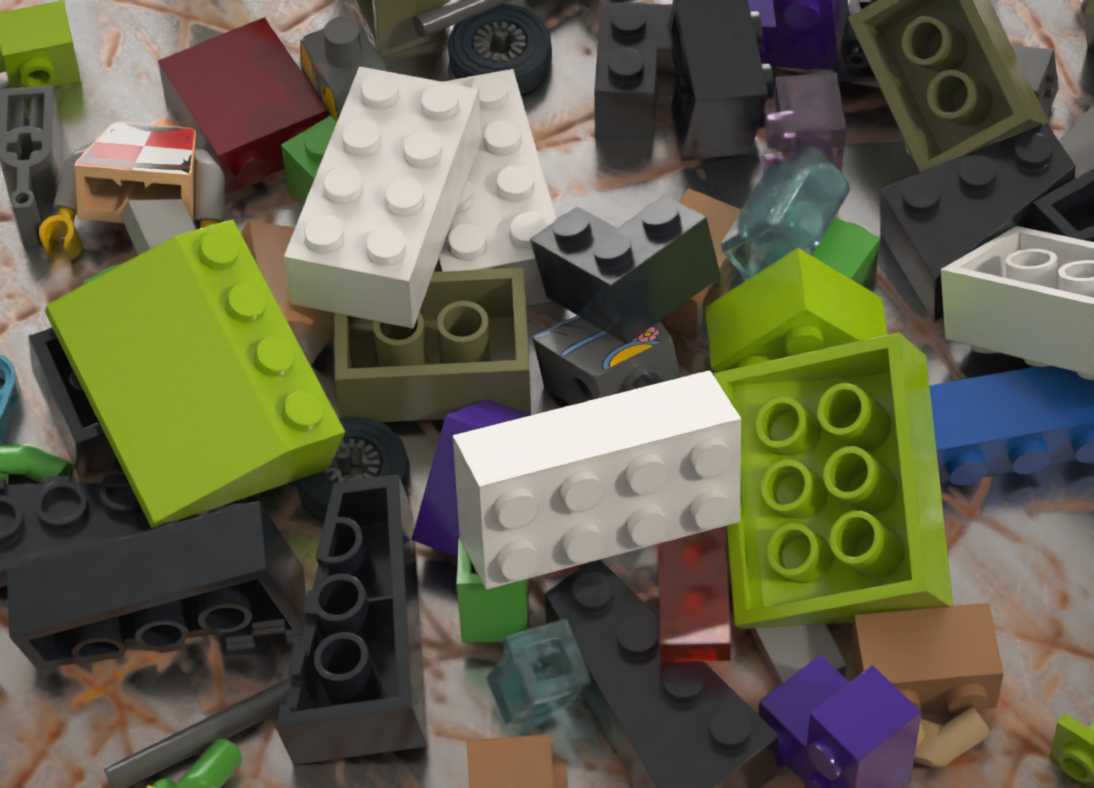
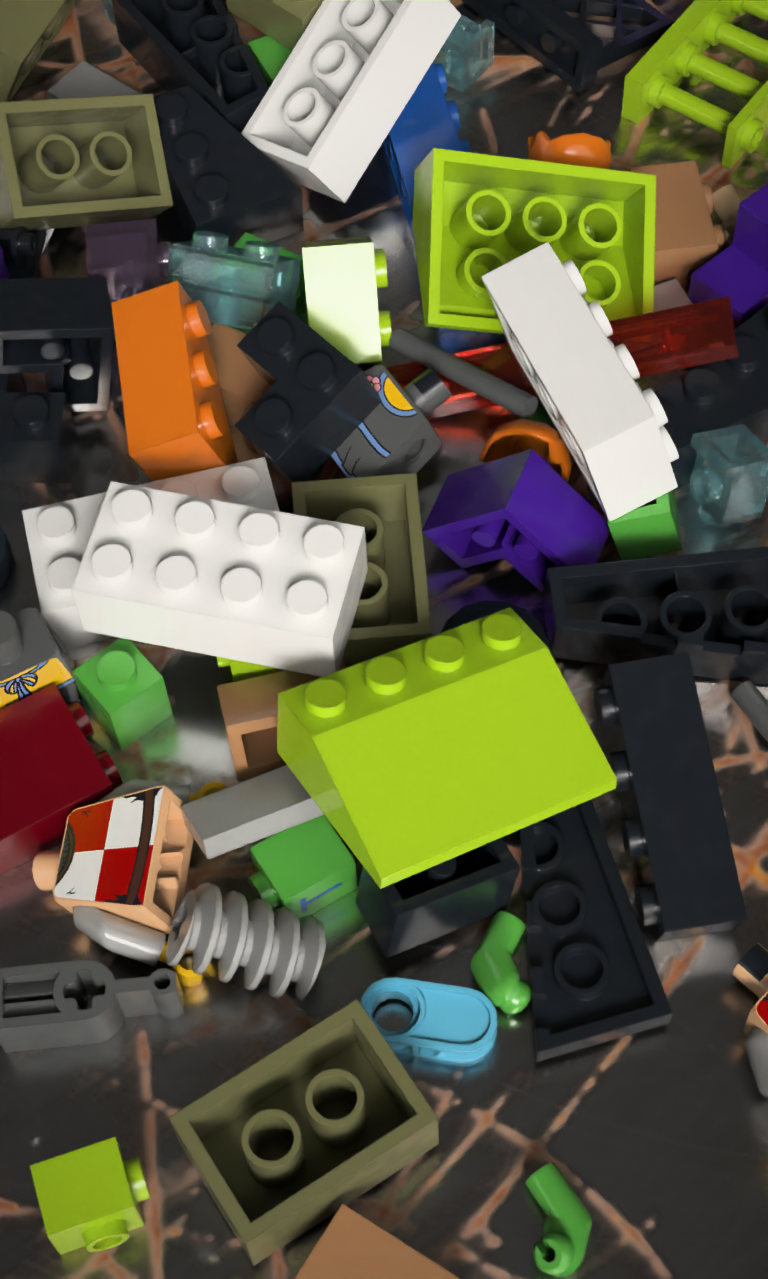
camera: 90 degrees left, 5 degrees up
(50, 249) = (249, 938): none -> light grey piece
(636, 156) = (170, 384): none -> orange wedge
(1024, 556) = (571, 149): none -> orange hair

